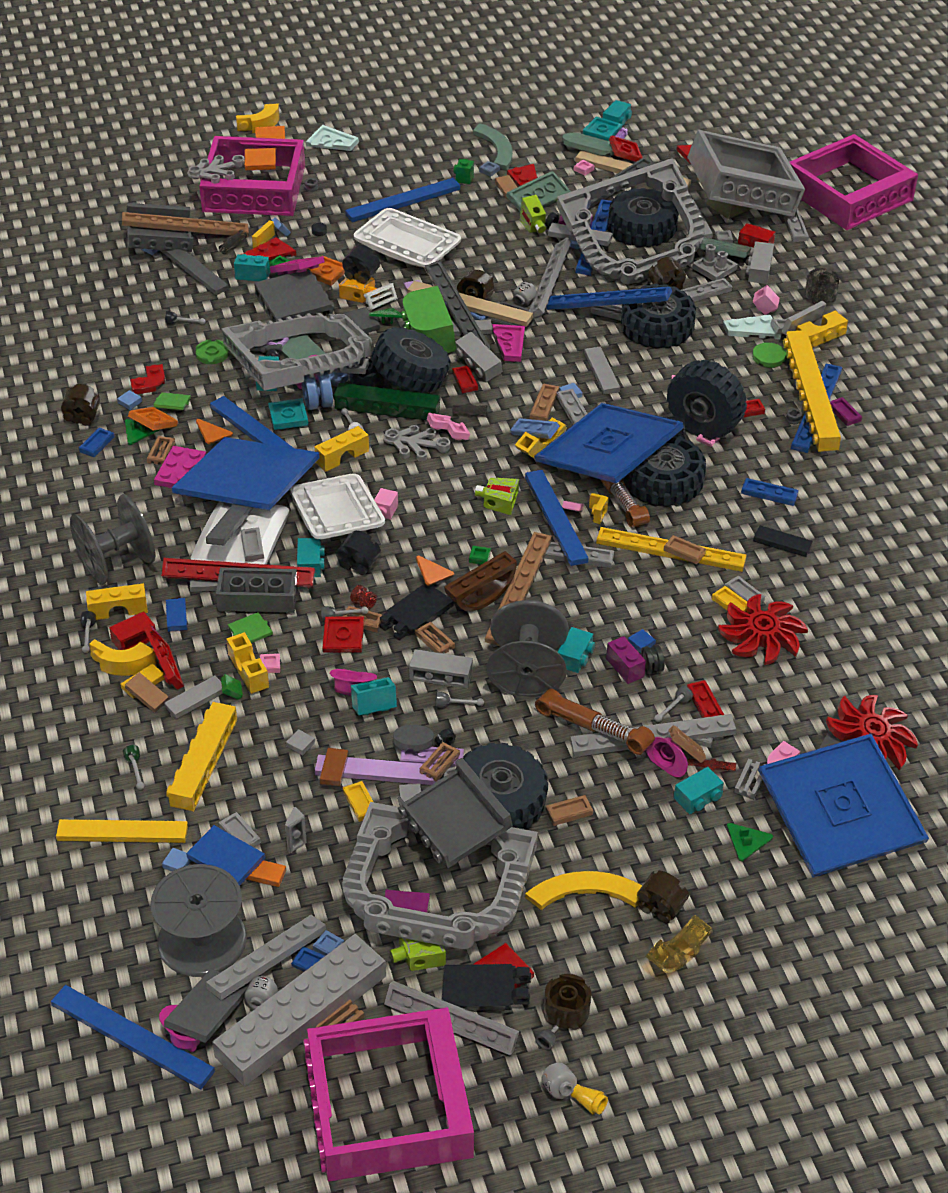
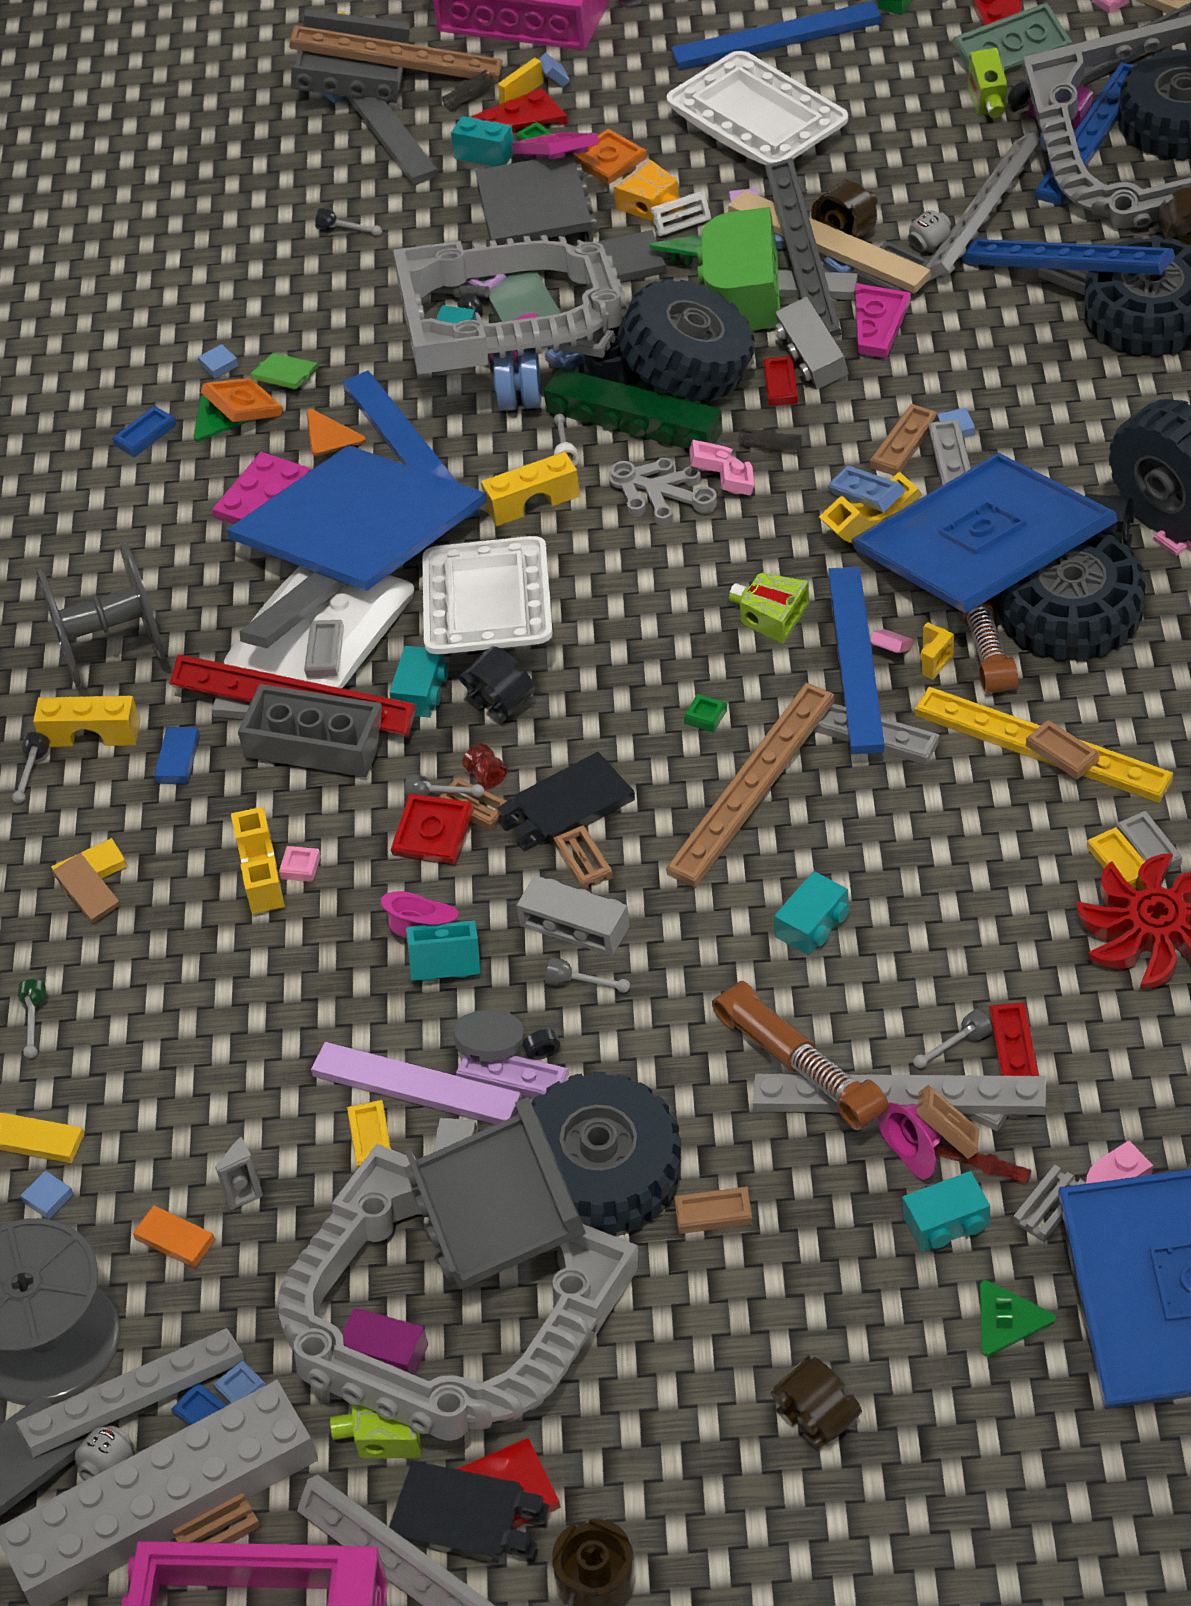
camera: 20 degrees right, 5 degrees up
(80, 404) = (131, 363): dark brown brick -> none
(122, 661) = (68, 829): yellow arch -> none
(131, 631) = (97, 779): red piece -> none
(148, 384) = (271, 324): red plate -> none
(163, 450) = (244, 456): medium nougat tile -> none
(165, 657) = (131, 831): red wing -> none
(194, 697) = (163, 907): light grey tile -> none
(202, 756) = (139, 1016): yellow brick -> none
(211, 352) = (374, 288): bright green tile -> none
(227, 853) = (121, 1200): blue tile -> none
(231, 687) = (222, 898): green tile -> none
(240, 829) = (160, 1160): light grey tile -> none
(253, 626) = (288, 797): bright green piece -> none
(288, 414) = (463, 414): teal plate -> none
(300, 742) = (305, 1014): light grey tile -> none
(319, 229) = (618, 79): black tile -> none
(334, 766) = (341, 1068): dark orange tile -> none
(360, 264) = (654, 153): black brick -> none
(387, 502) = (573, 598): bright pink brick -> none
(432, 572) = (613, 734): orange piece -> none
(436, 772) = (524, 1087): medium nougat tile -> none
(487, 580) = (712, 755): reddish brown window -> none
(505, 184) = (961, 19): medium nougat tile -> none
(527, 656) = (728, 874): dark grey piece -> none
(562, 231) = (1086, 133): light grey tile -> none
(583, 883) = (692, 1350): yellow tile -> none
(602, 370) = (1023, 389): light grey tile -> none
(625, 660) = (893, 945): magenta piece -> none
(641, 639) = (935, 911): blue tile -> none
(654, 659) = (940, 950): pearl dark grey wheel -> none
(682, 948) = (818, 1508): clear yellow arch -> none

